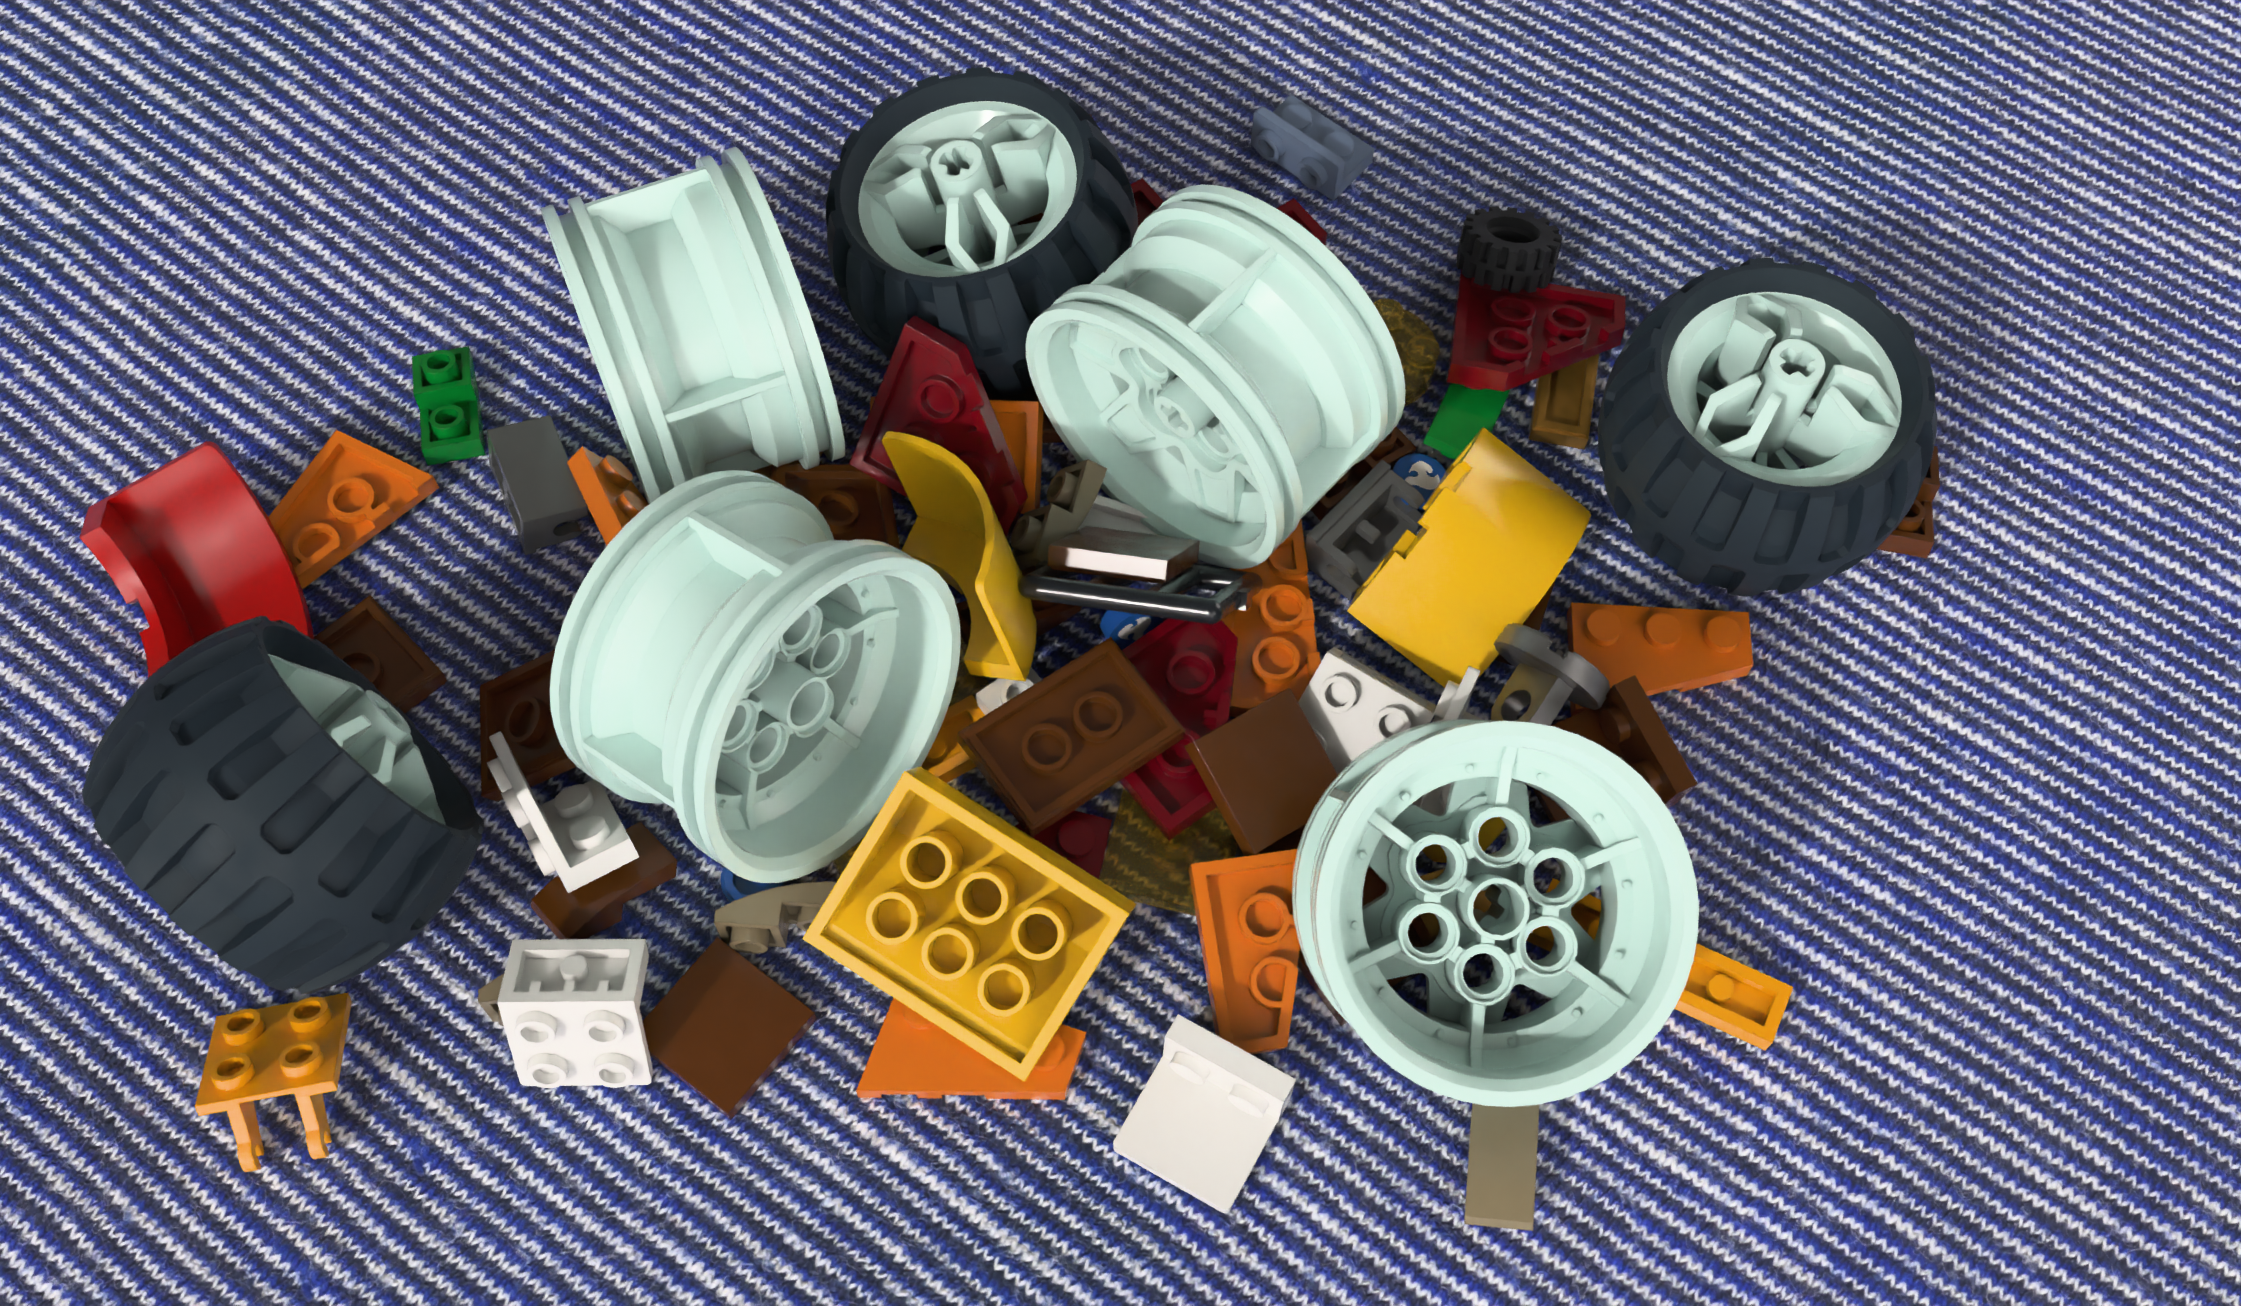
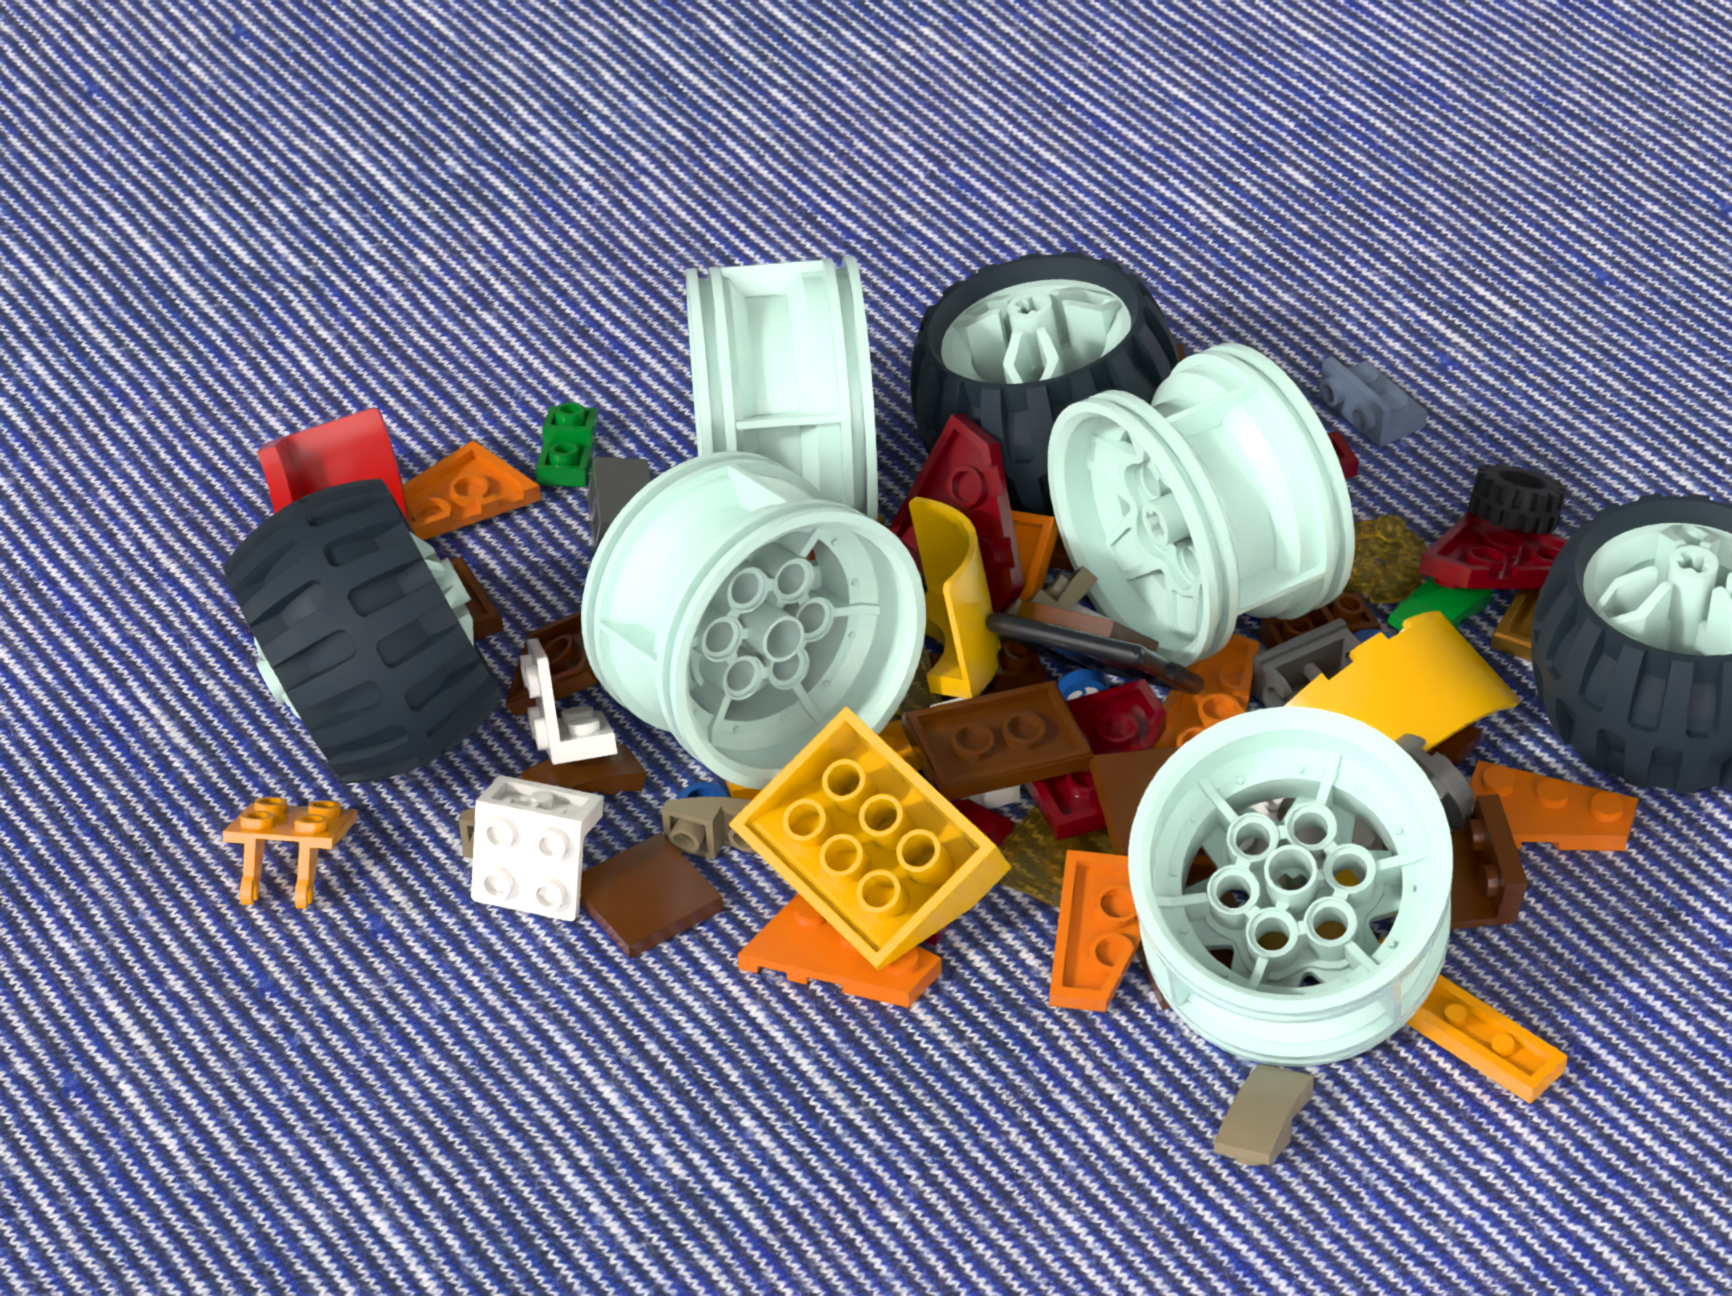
camera: 20 degrees right, 20 degrees down
(1204, 1115) = (1025, 1027): white bracket -> none

